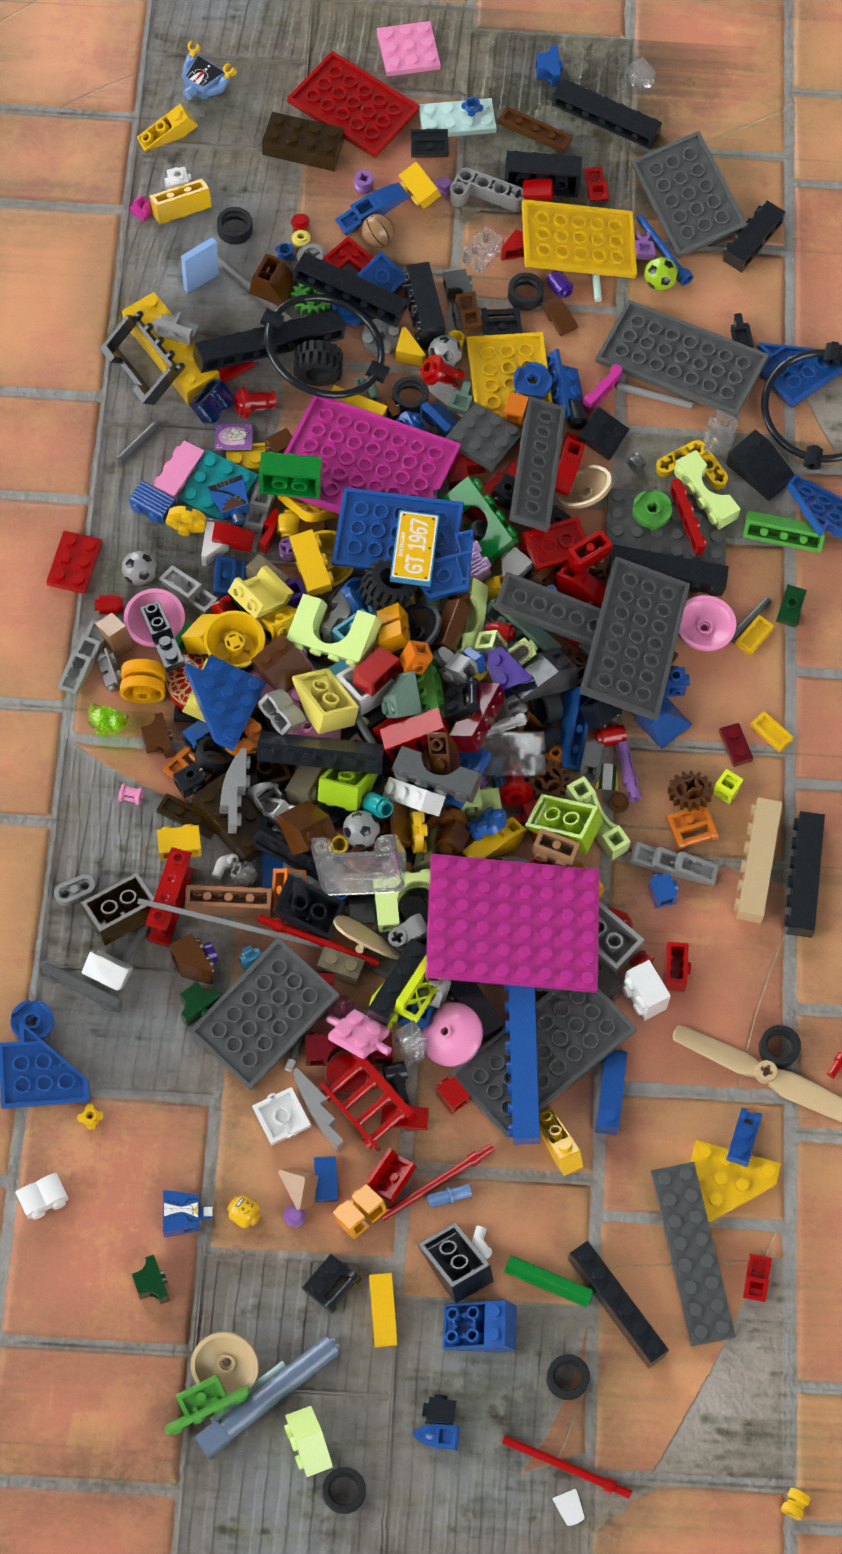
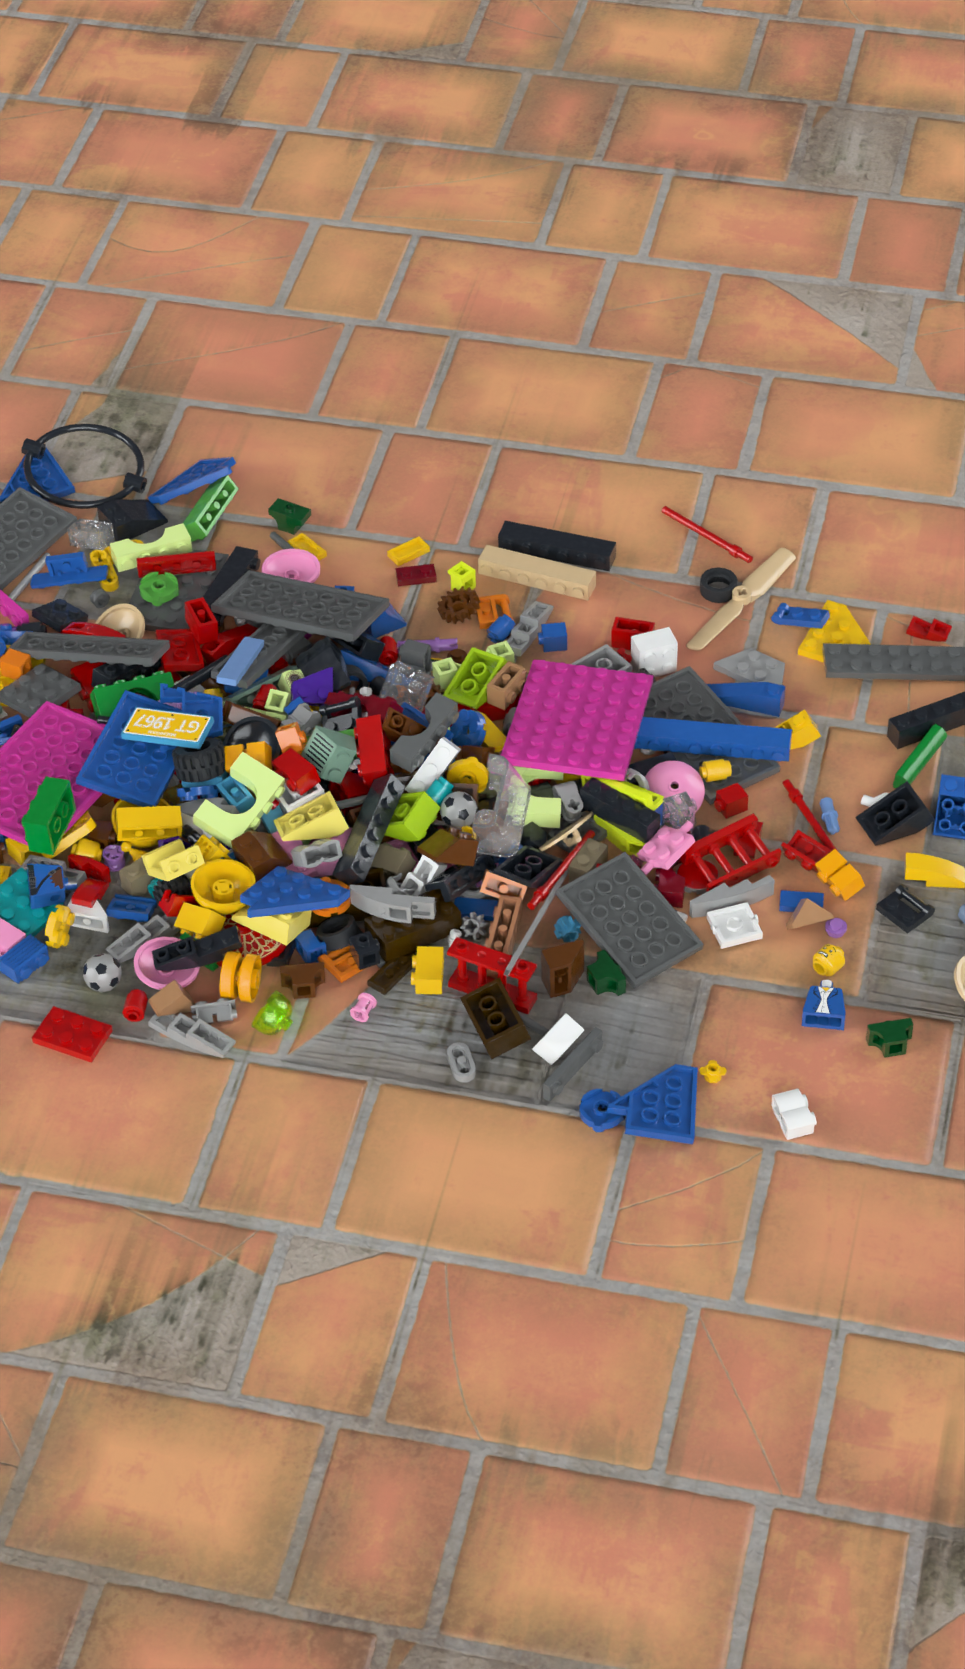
camera: 75 degrees left, 20 degrees down
(290, 568) = (135, 853): none -> yellow piece
(481, 1071) = (715, 770): none -> yellow brick
(515, 566) = (199, 676): none -> black axle
(524, 594) = (240, 661): none -> medium blue tile
(657, 1100) = (751, 667): none -> light grey wing
(661, 427) = (68, 569): none -> blue bracket
(661, 836) = (500, 629): none -> blue brick

